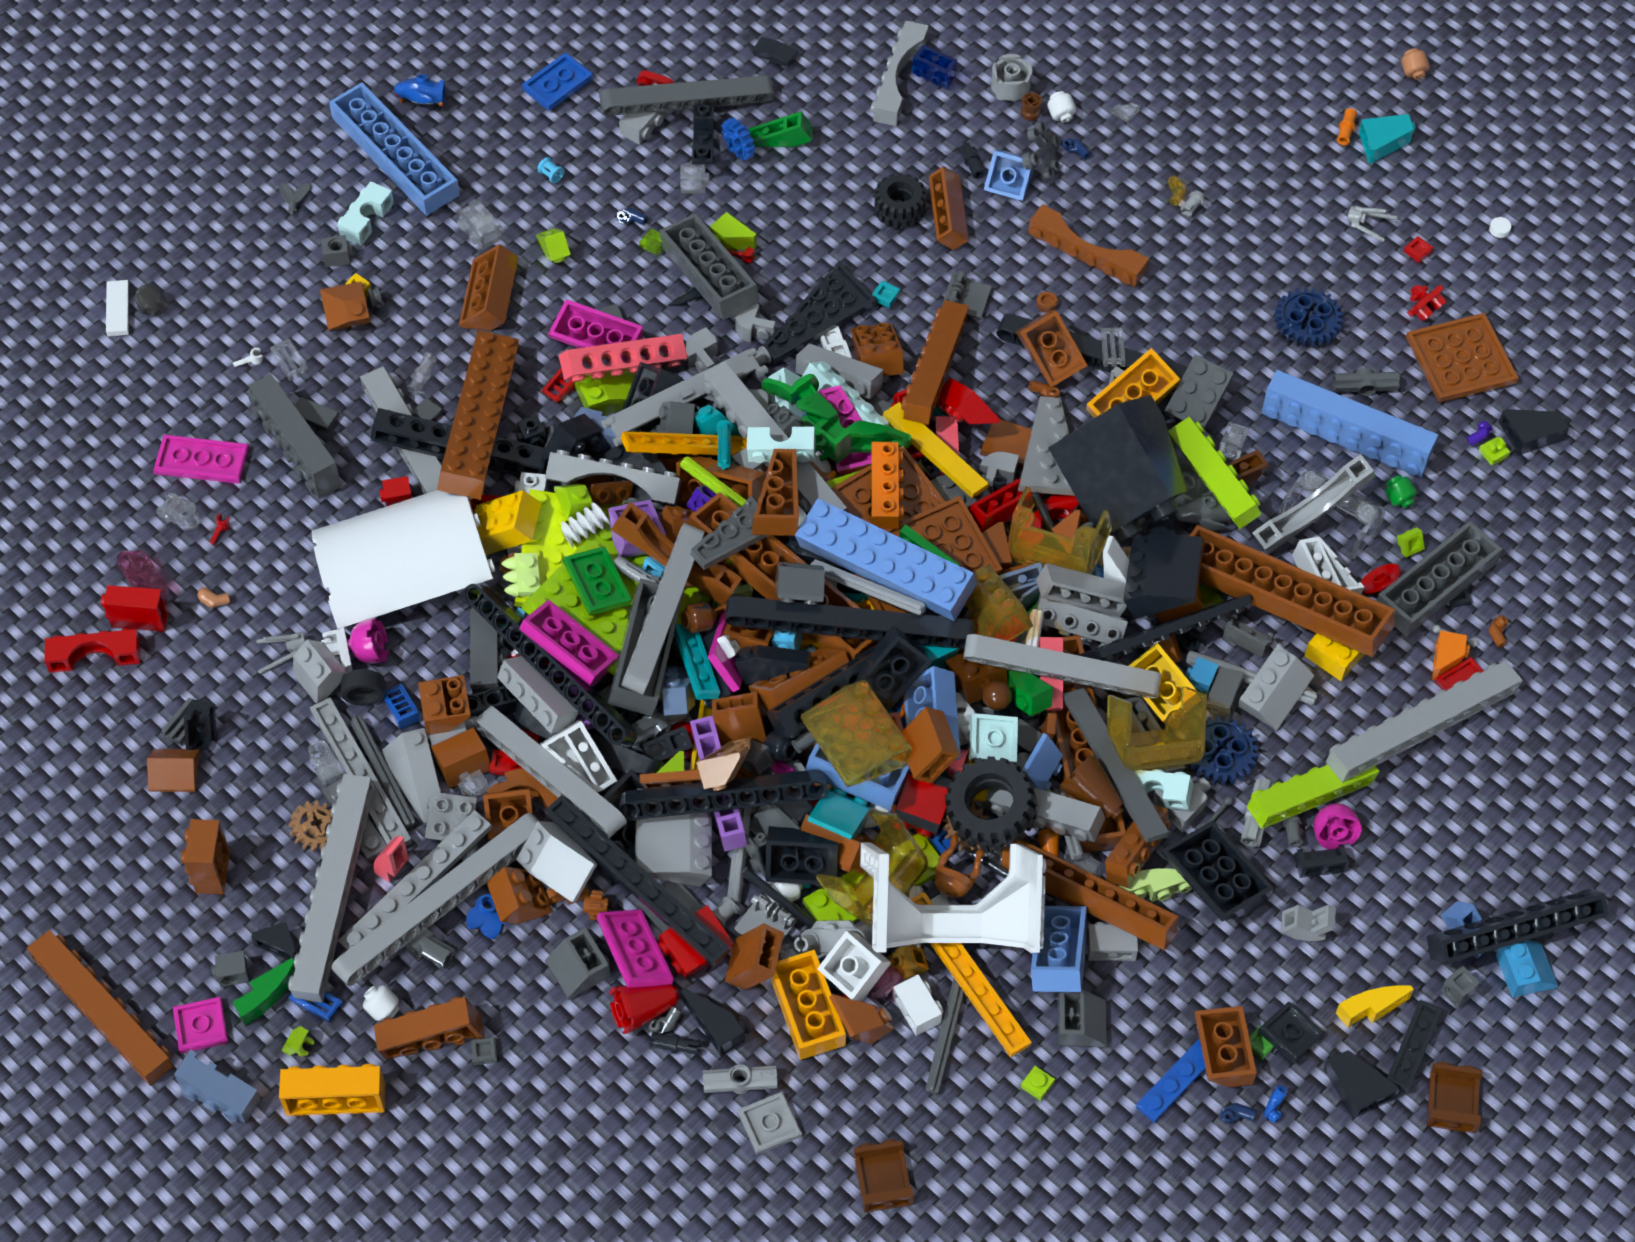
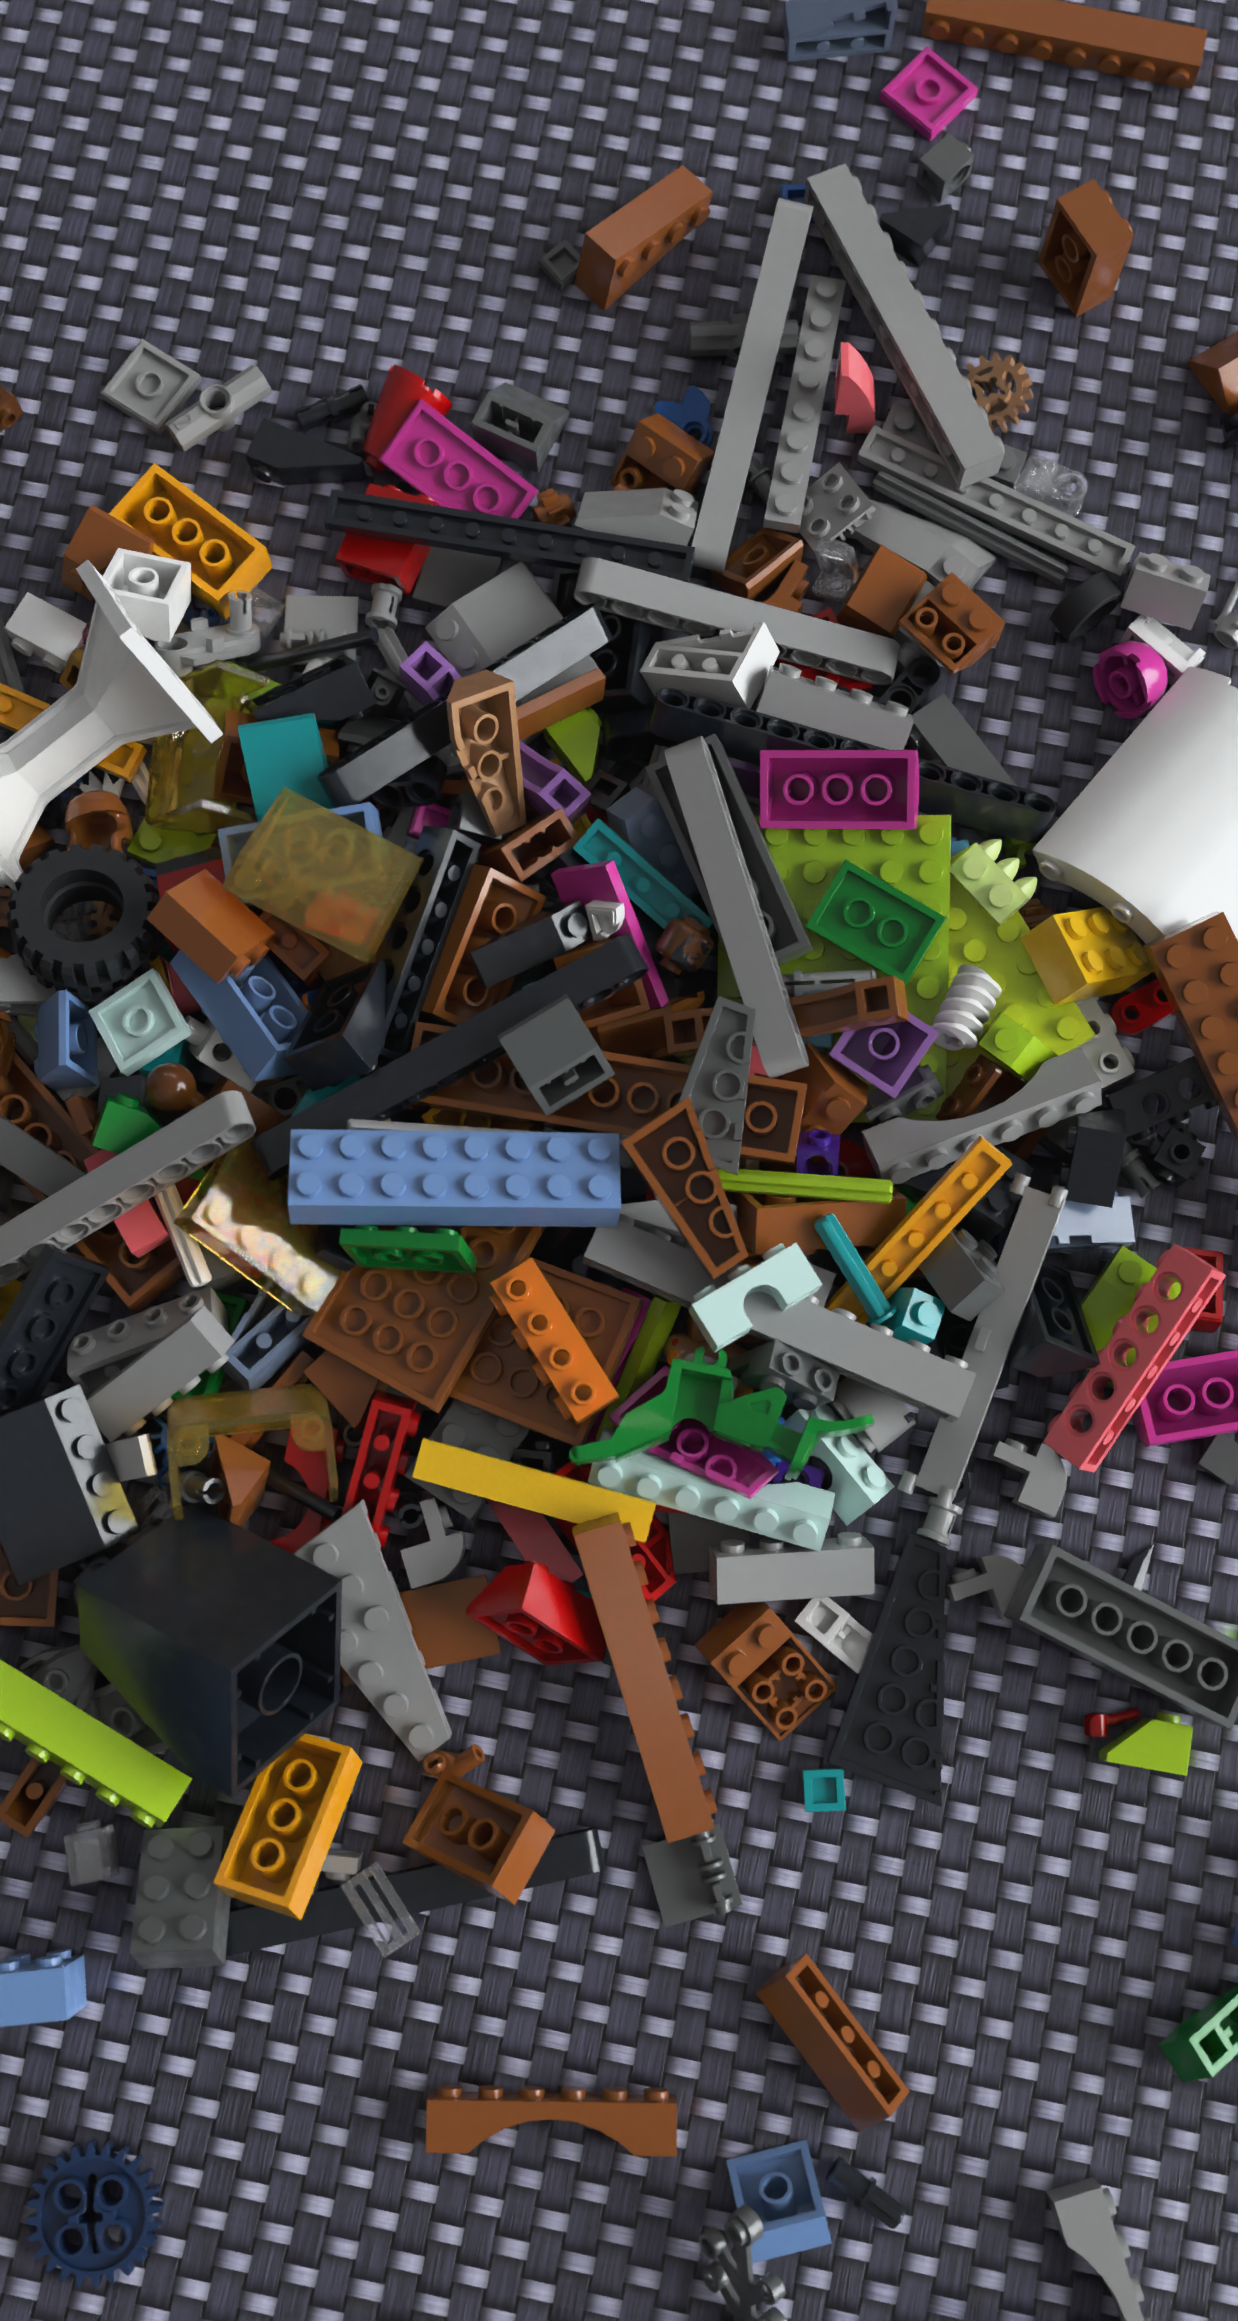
camera: 150 degrees right, 20 degrees up
(265, 992) = (883, 159): green slope -> none
(295, 1041) = (796, 134): lime tile -> none
(332, 1090) = (699, 88): light orange brick -> none
(380, 1003) = (727, 229): white head -> none
(406, 719) = (1020, 615): blue slope -> none
(754, 957) = (291, 547): dark orange brick -> none
(900, 188) = (949, 2030): black tyre -> none
(1047, 301) = (555, 1956): dark orange tile -> none

